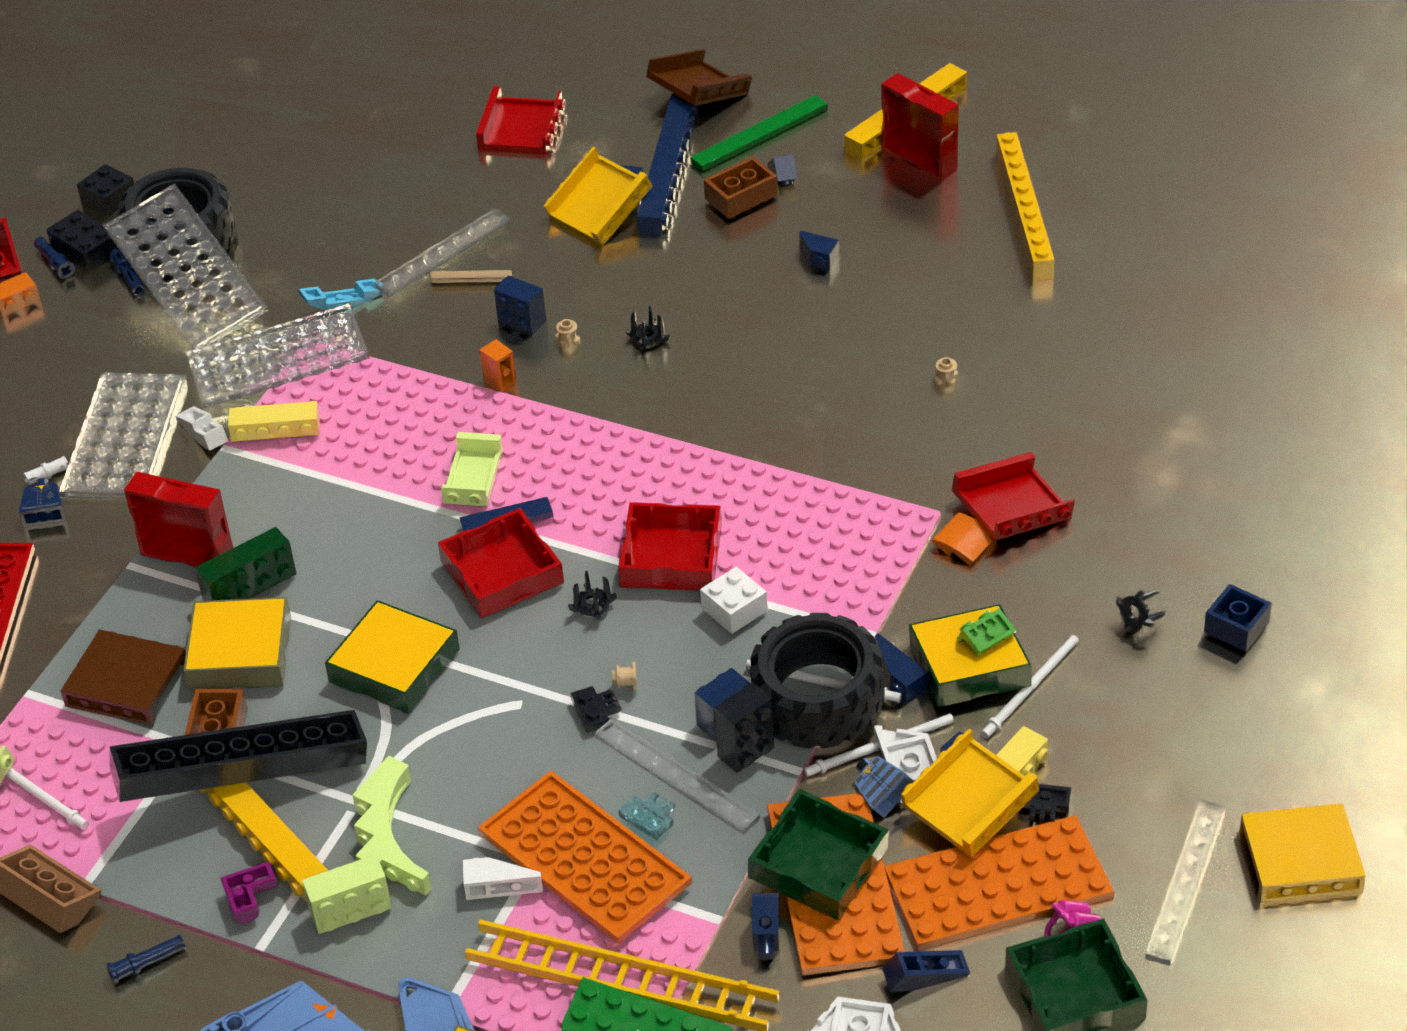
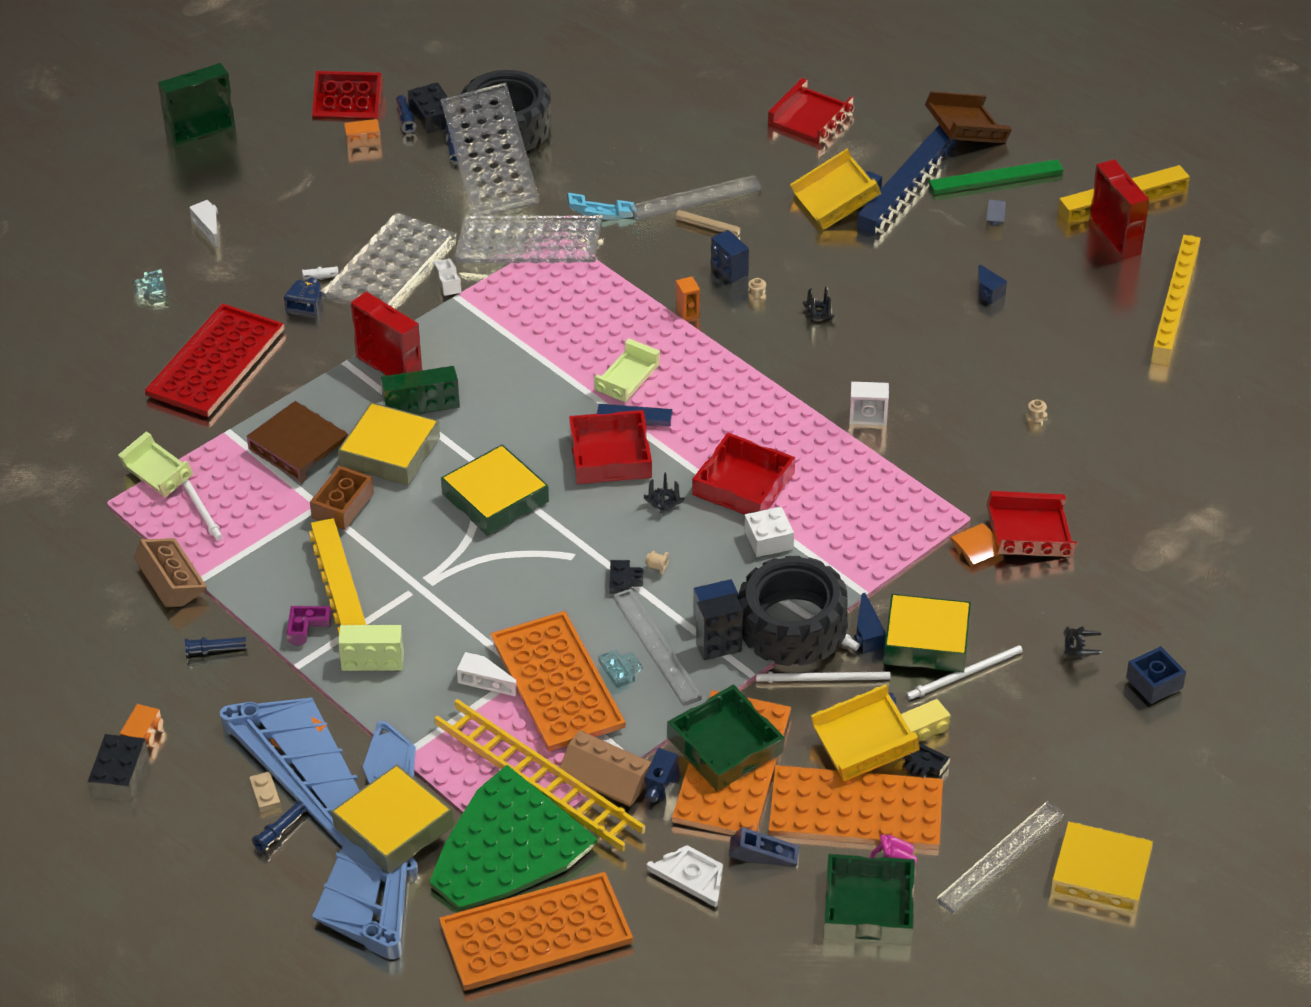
camera: 20 degrees right, 0 degrees up
(104, 189) = (465, 69): black brick -> none
(237, 755) = (343, 522): black brick -> none
(274, 421) = (500, 288): light yellow brick -> none
(376, 804) = (416, 610): yellowish green arch -> none
(698, 939) = (605, 768): none -> medium nougat slope
(740, 187) = (953, 216): dark orange brick -> none
(764, 419) = (869, 403): none -> white brick
(881, 784) = (802, 704): medium blue torso -> none
(906, 750) = (836, 687): white wing -> none
(987, 631) = (944, 618): bright green bracket -> none

